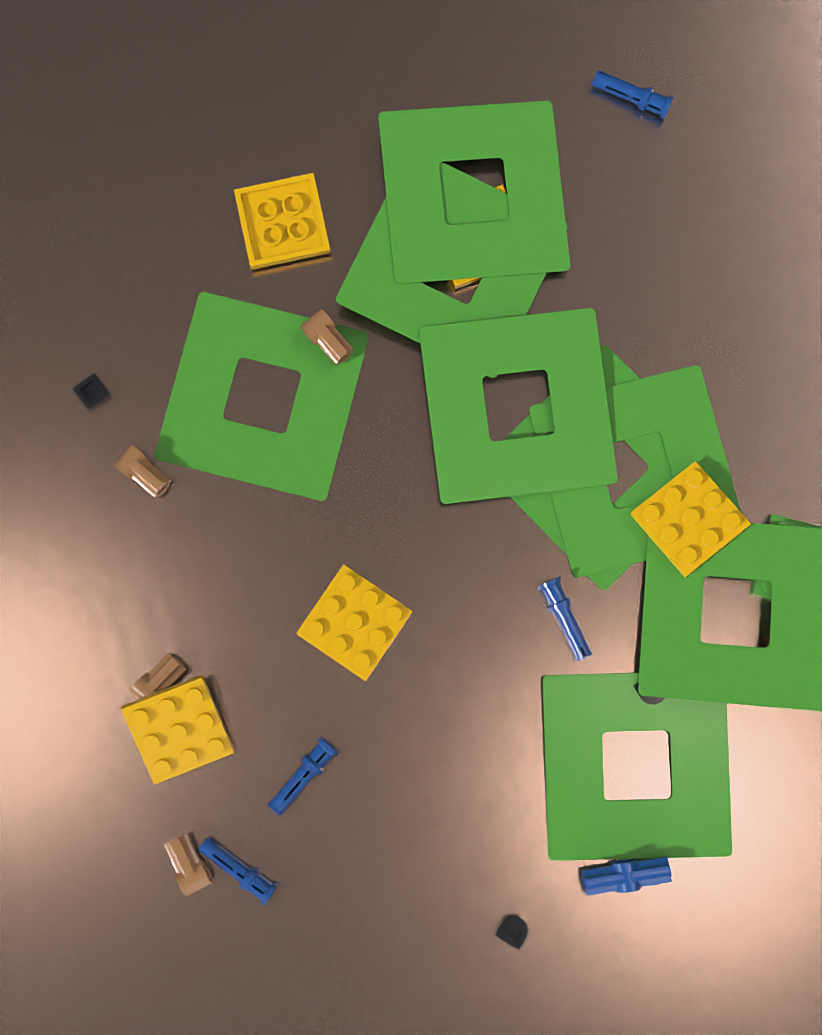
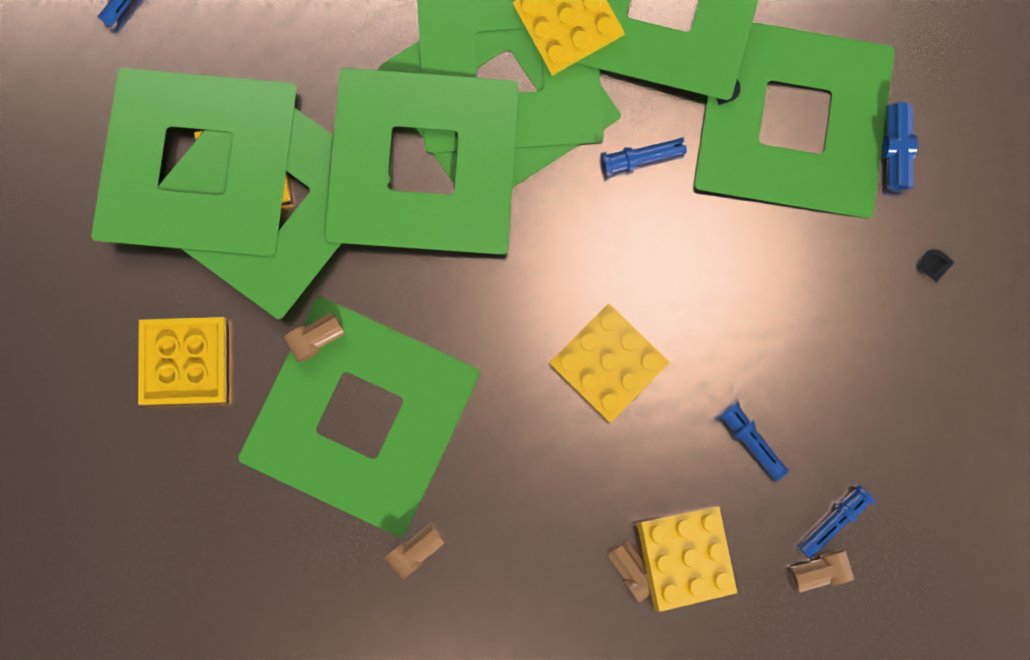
camera: 75 degrees left, 0 degrees up
(92, 392) = (320, 591): black tile -> none

